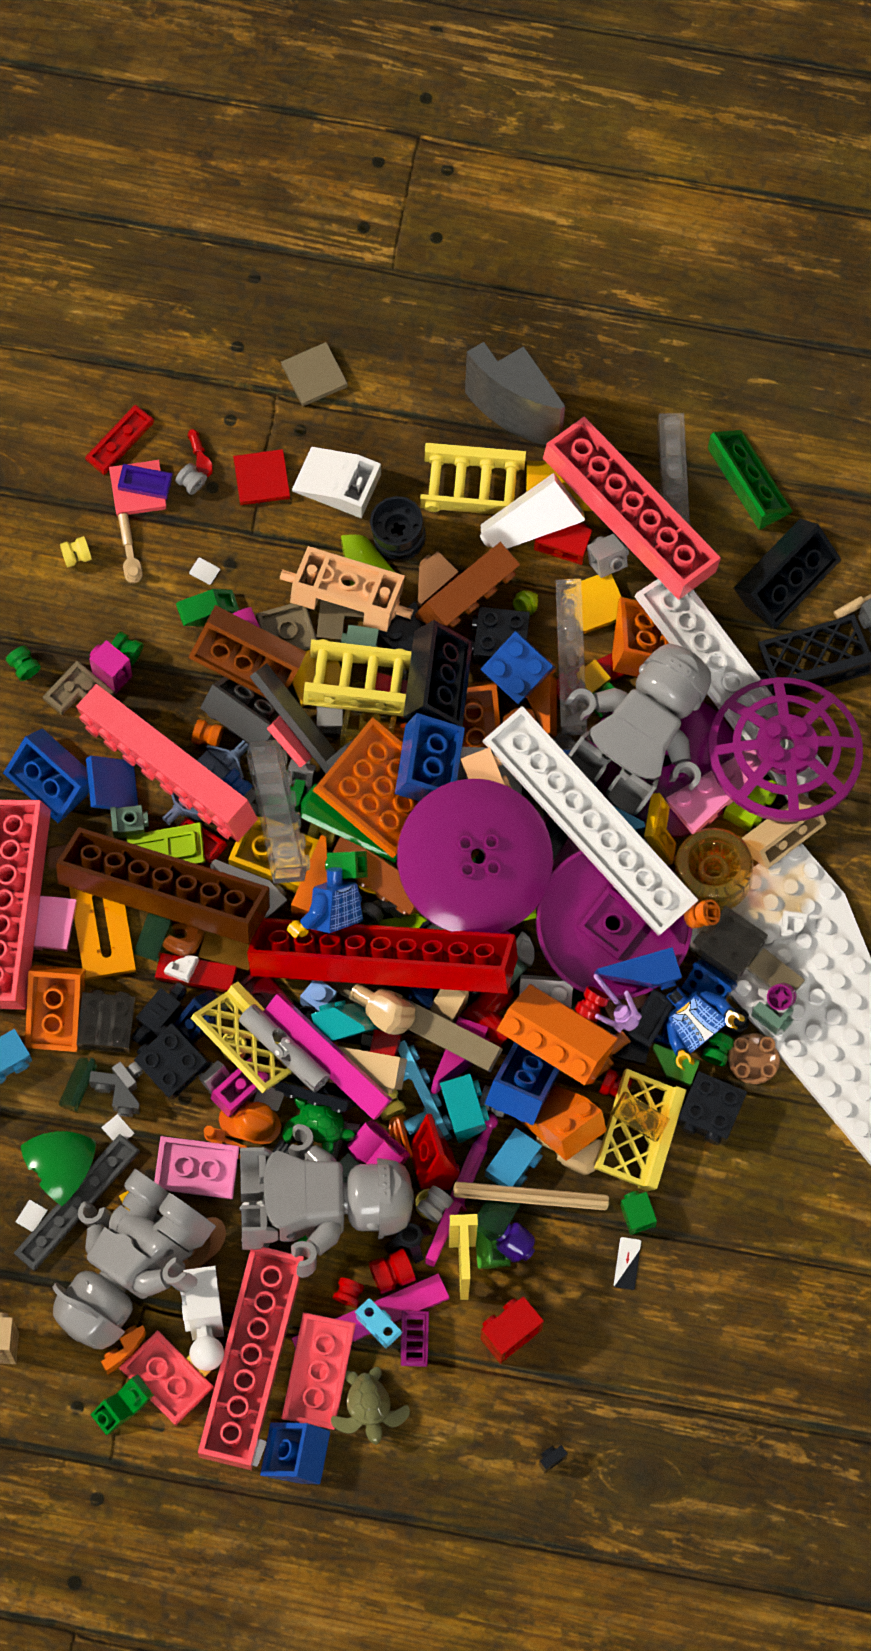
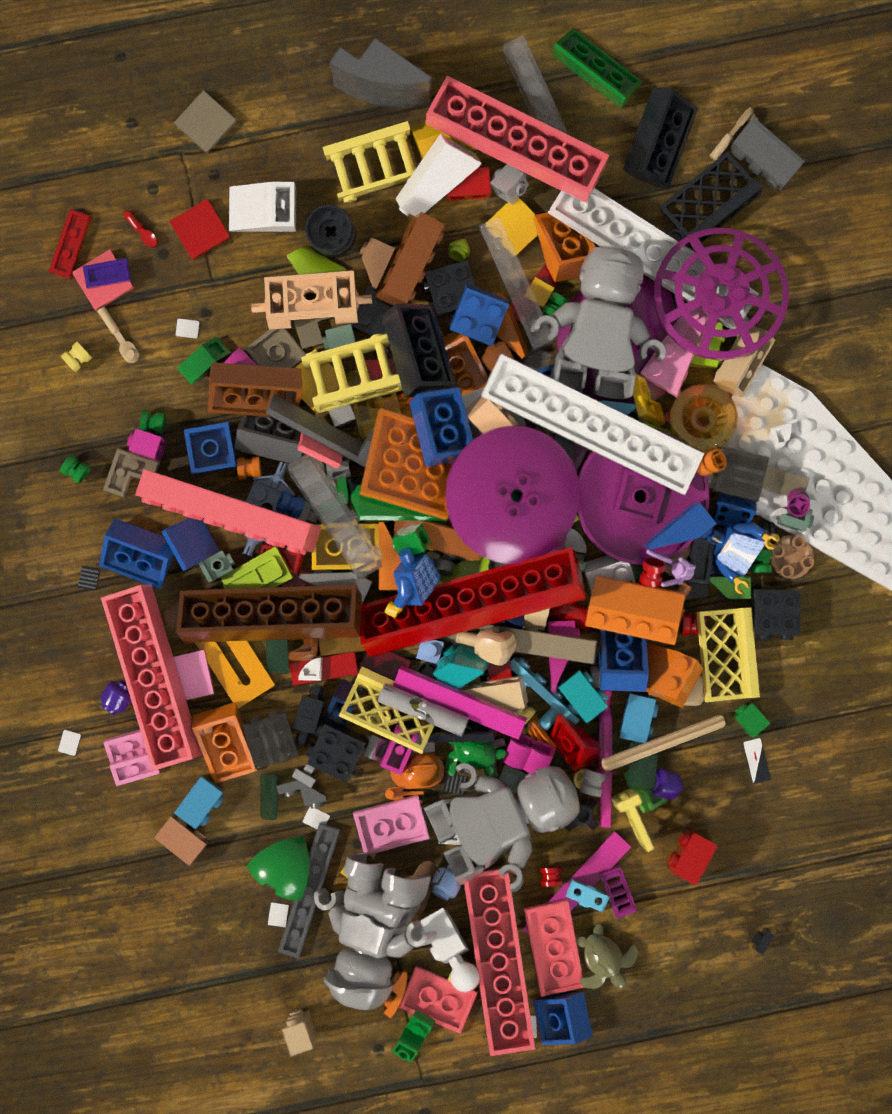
camera: 20 degrees left, 15 degrees up
(175, 697) = (211, 449): none -> blue brick
(191, 478) = (143, 255): light grey wheel -> none
(228, 1253) = (444, 884): none -> light blue head
(392, 1271) = (580, 845): red wheel -> none
(640, 1116) = (725, 647): clear yellow plate -> none

